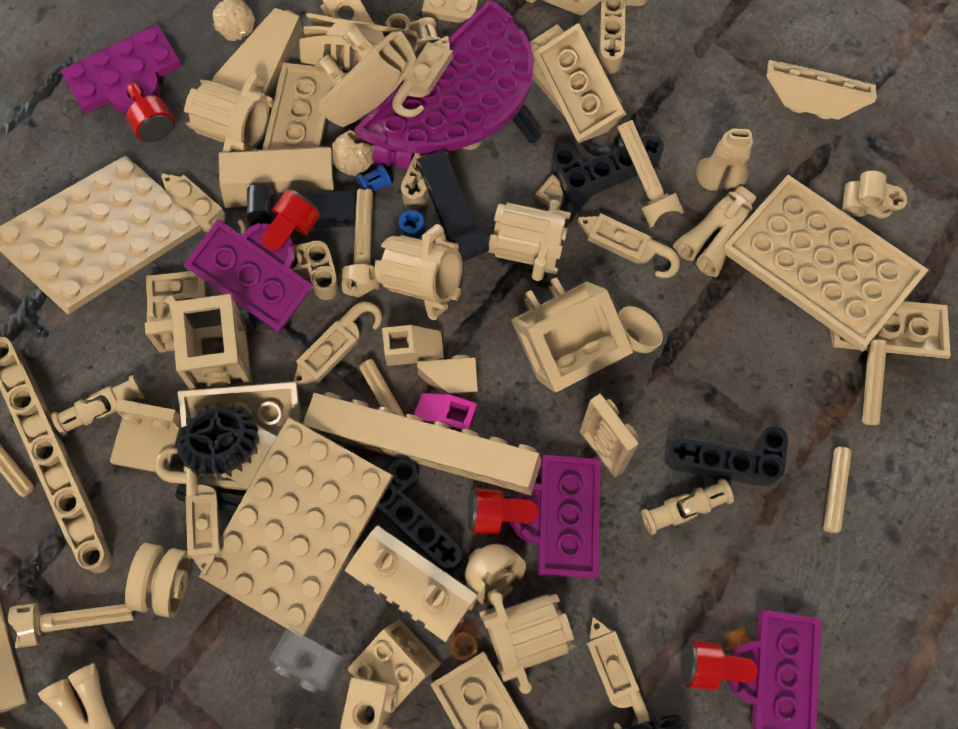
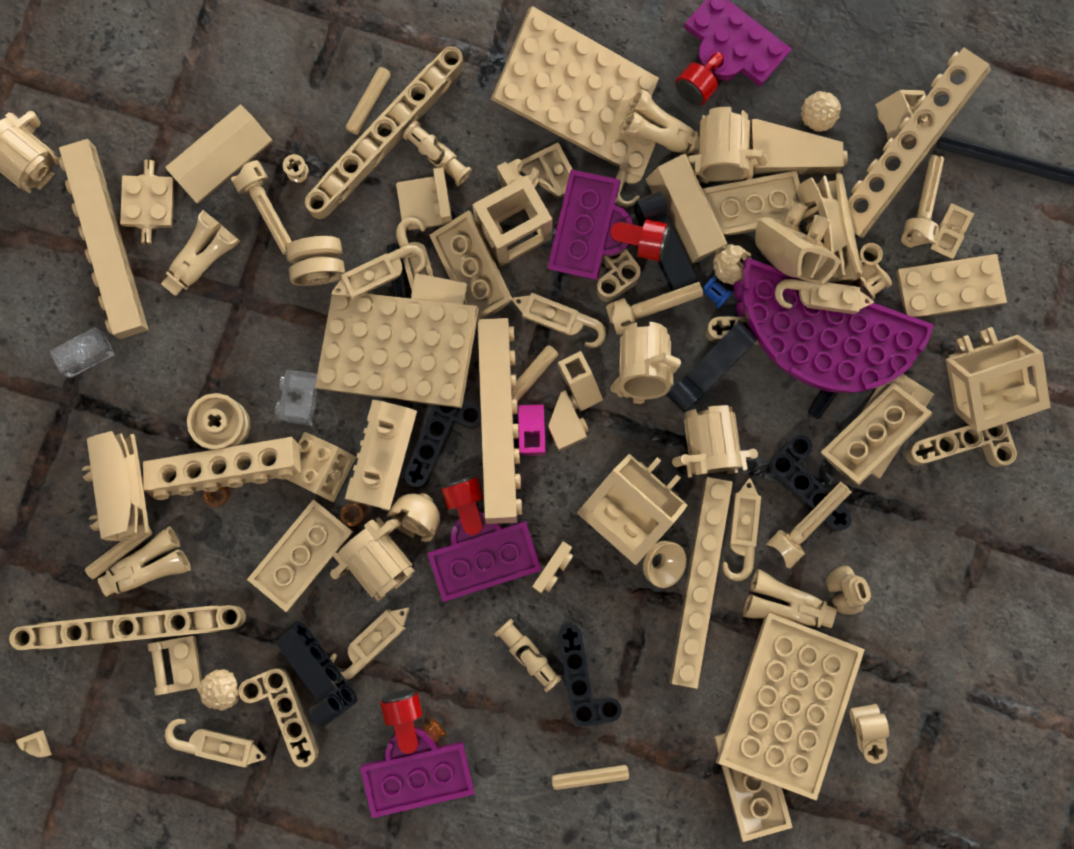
camera: 75 degrees right, 10 degrees up
(35, 561) = (288, 168): none -> tan bush
(171, 174) = (653, 124): none -> tan piece
(214, 434) = (445, 249): black gear -> none
(412, 218) = (683, 333): blue bush -> none
(550, 191) = (767, 446): tan tile -> none
(670, 303) = (700, 582): none -> tan brick
(818, 91) = (961, 651): tan wedge -> none
(874, 382) = (694, 781): tan axle -> none

